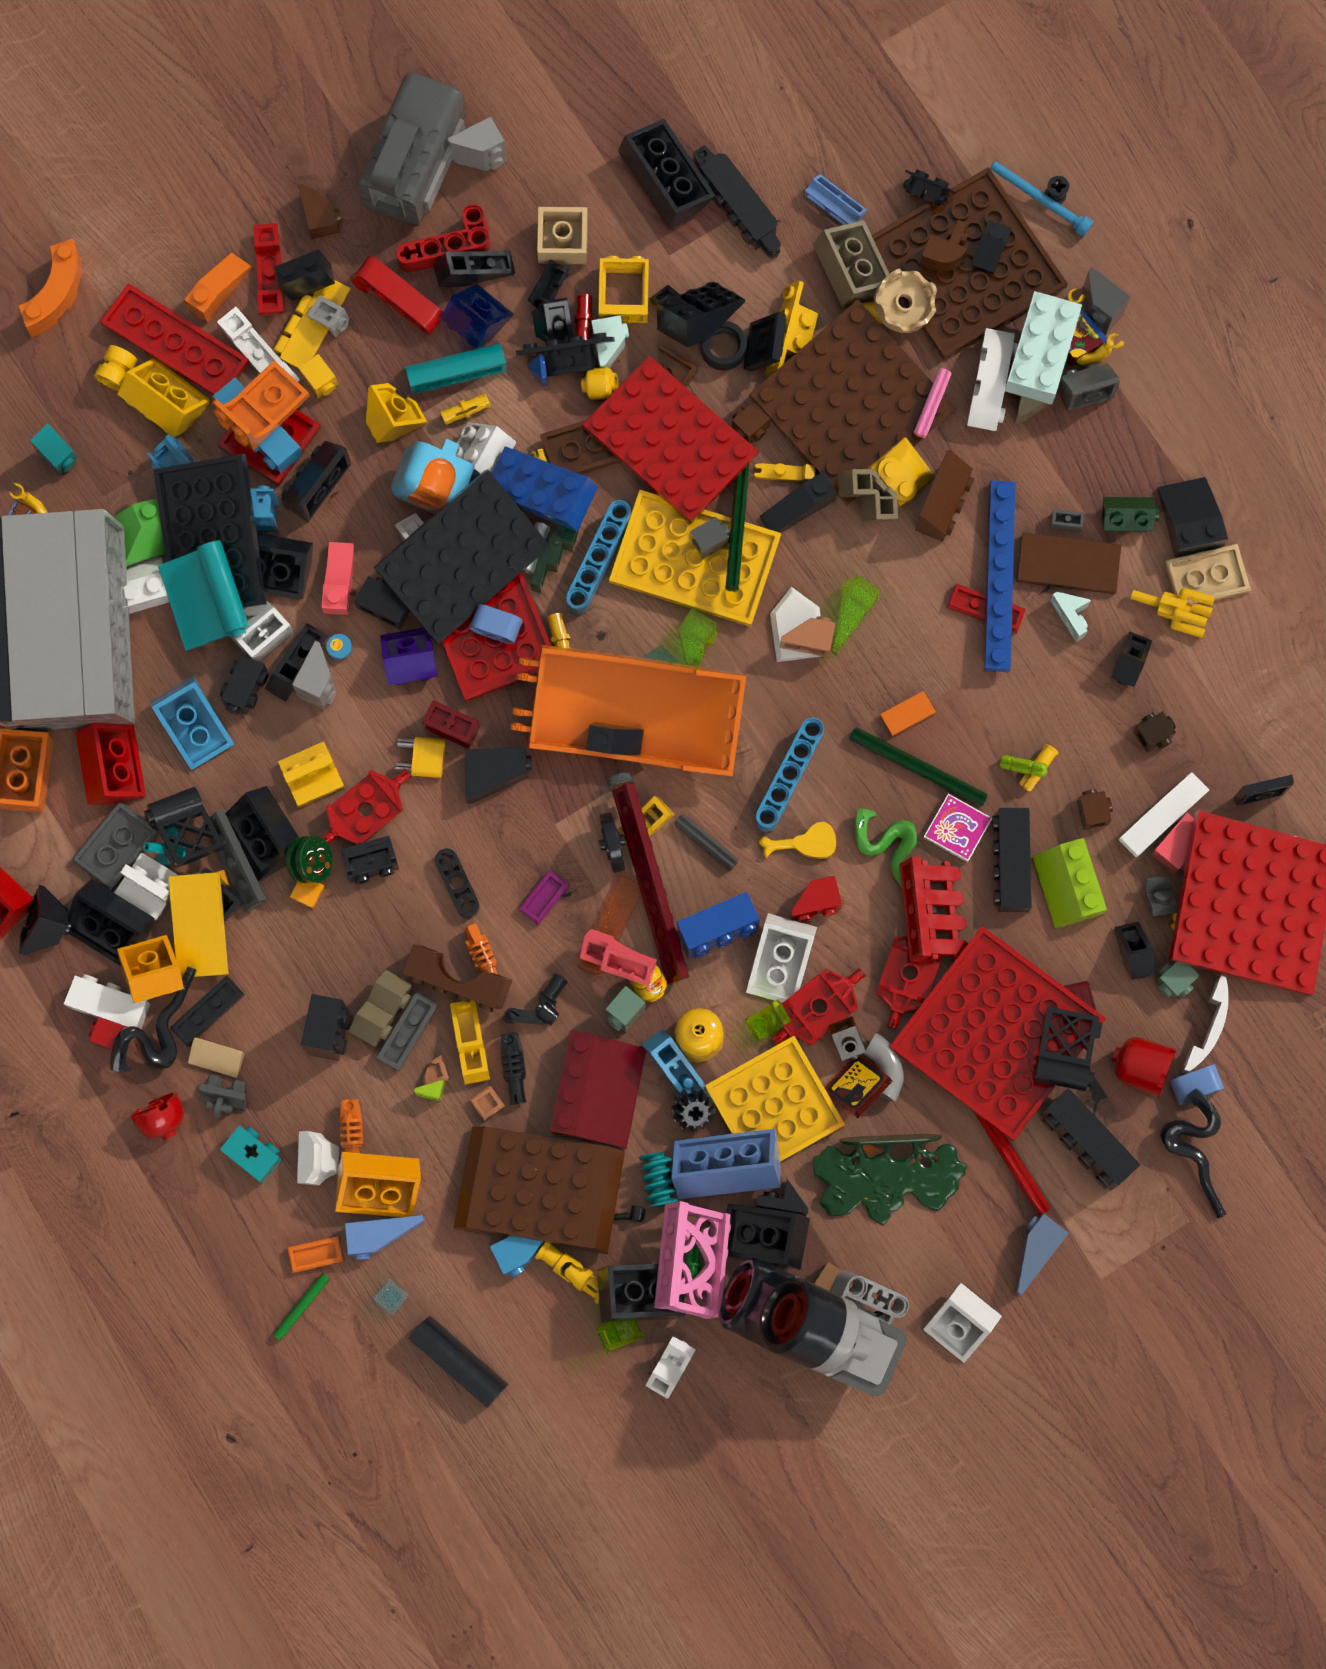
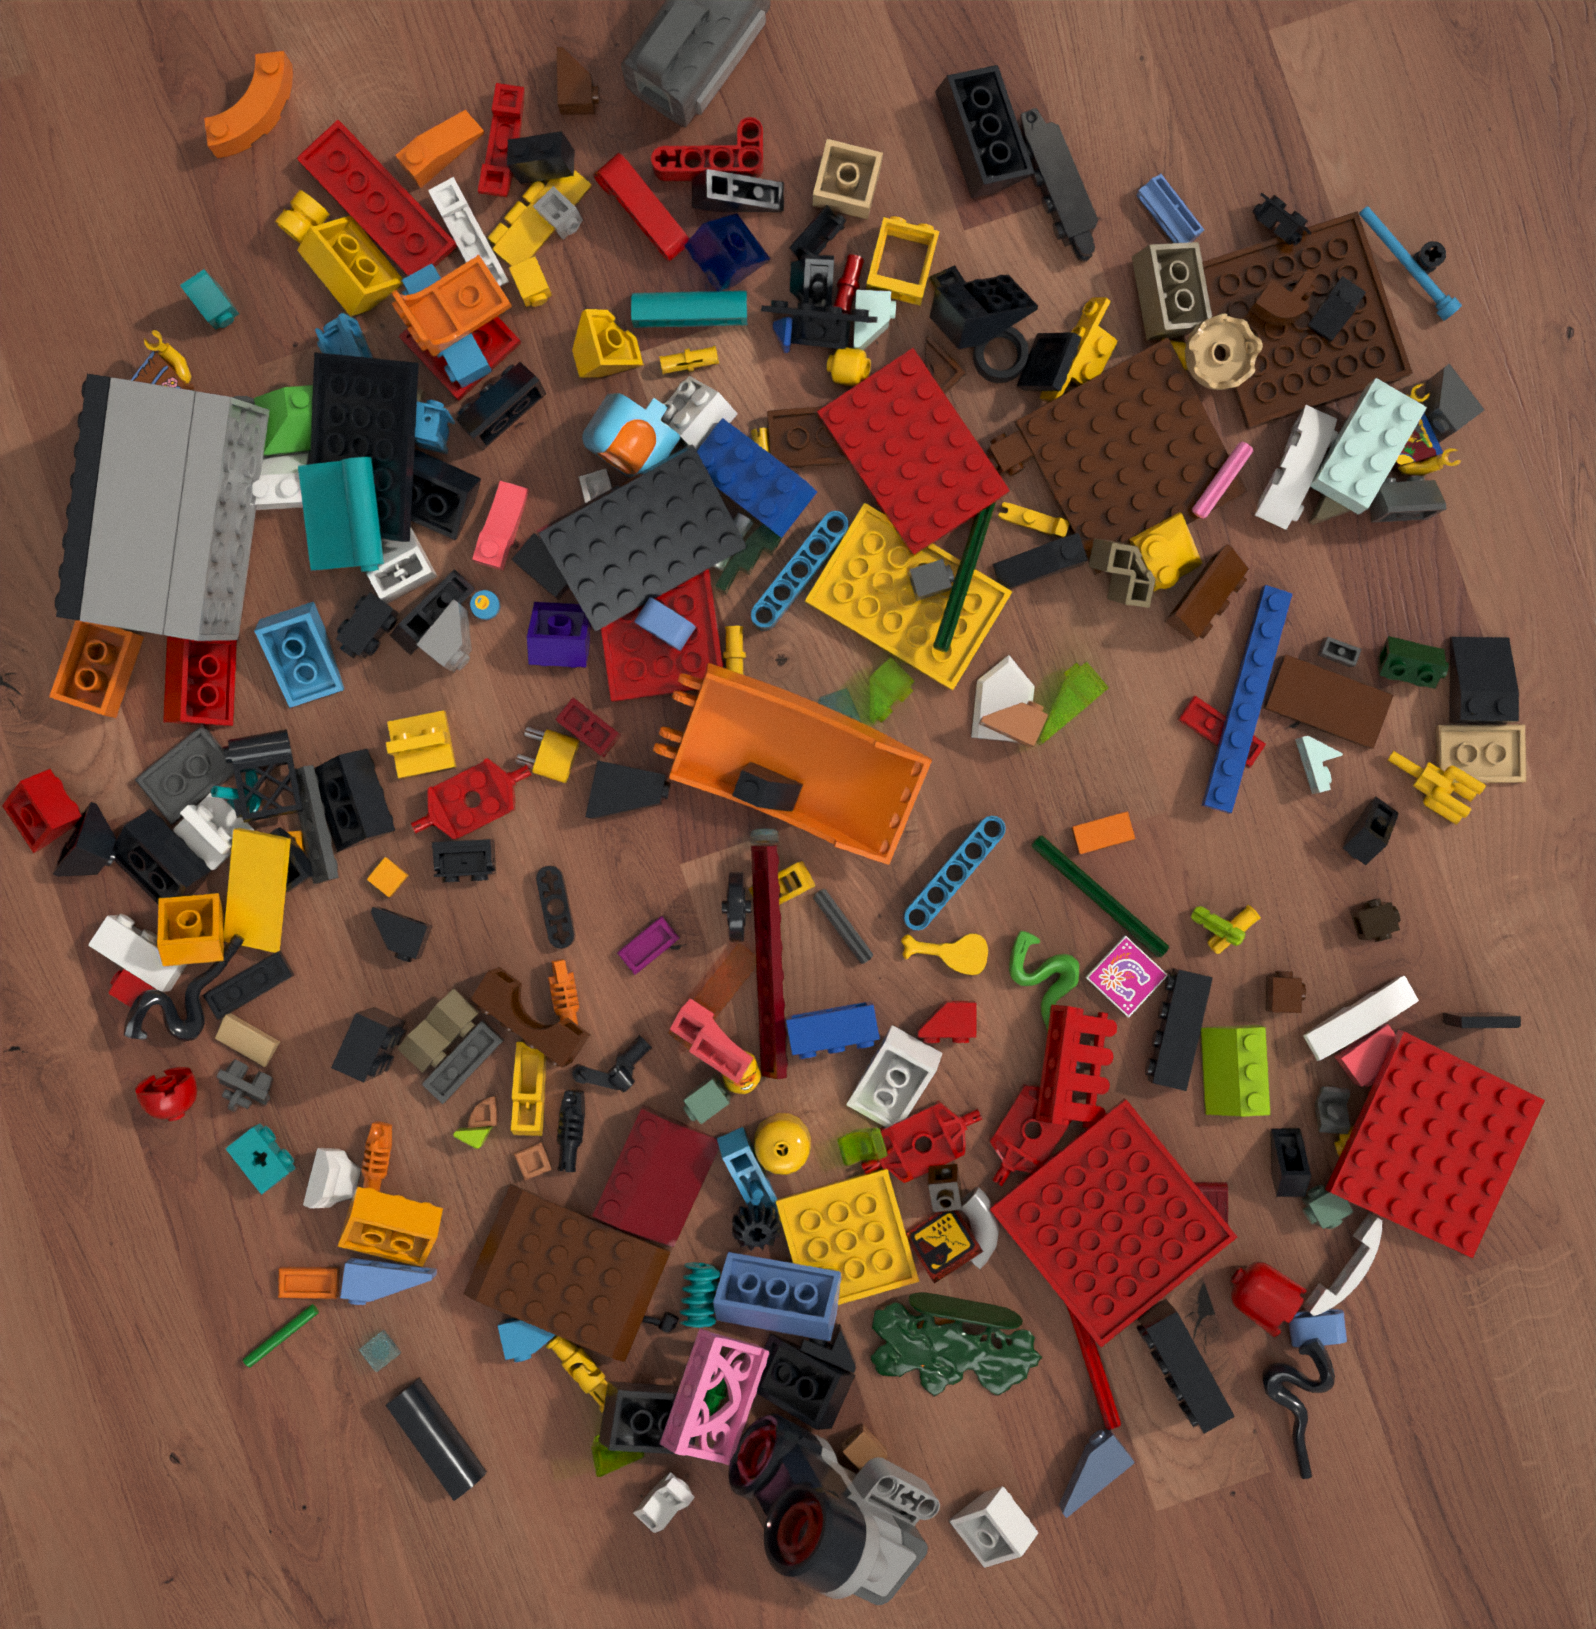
camera: 10 degrees right, 10 degrees up
(309, 859) = (394, 846): dark green head -> none
(331, 934) = (402, 933): none -> black slope
(479, 146) = (775, 48): light grey slope -> none
(1063, 1069) = (1174, 1286): black piece -> none

